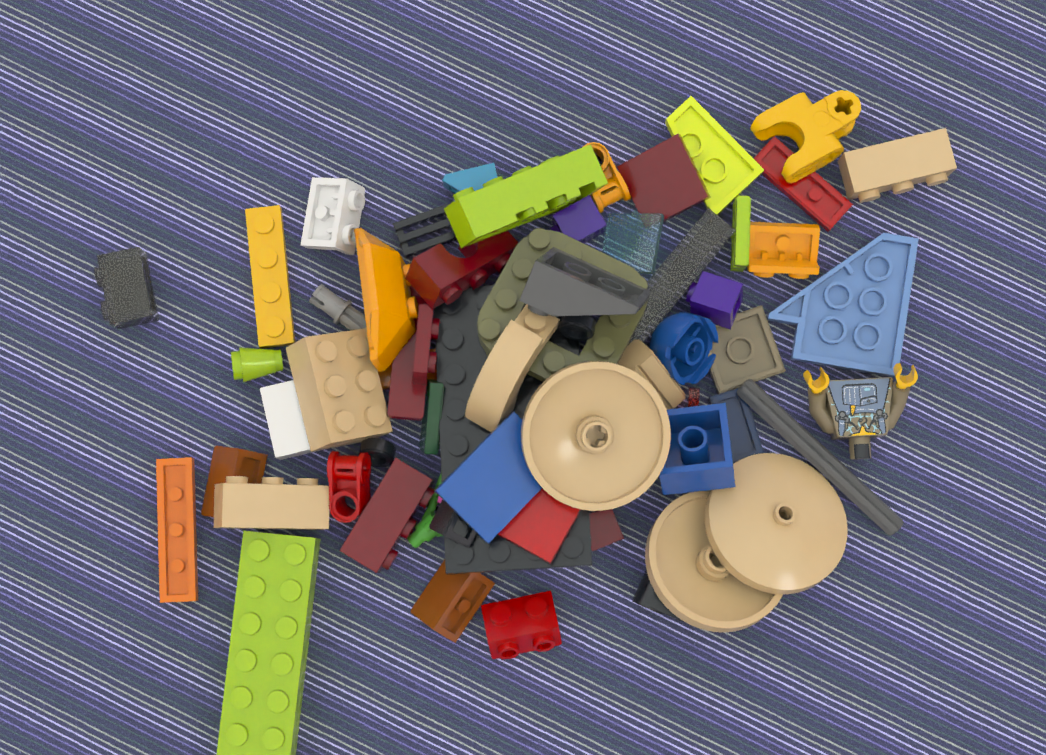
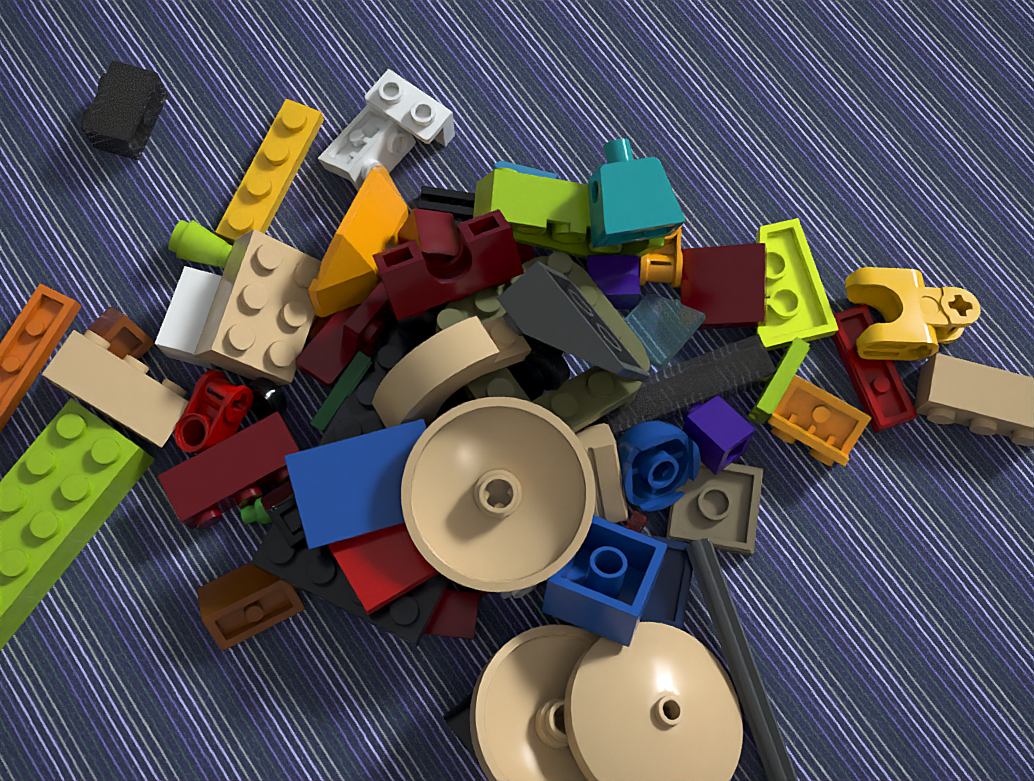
camera: 25 degrees right, 10 degrees down
(337, 308) = (313, 230): light grey axle -> none
(351, 169) = (411, 109): none -> white bracket
(487, 273) = (484, 260): none -> dark red arch
(521, 625) = (304, 673): red bracket -> none
(567, 165) = (631, 198): none -> teal torso
(855, 310) = (866, 529): medium blue wing -> none
(858, 407) = (817, 637): torso -> none

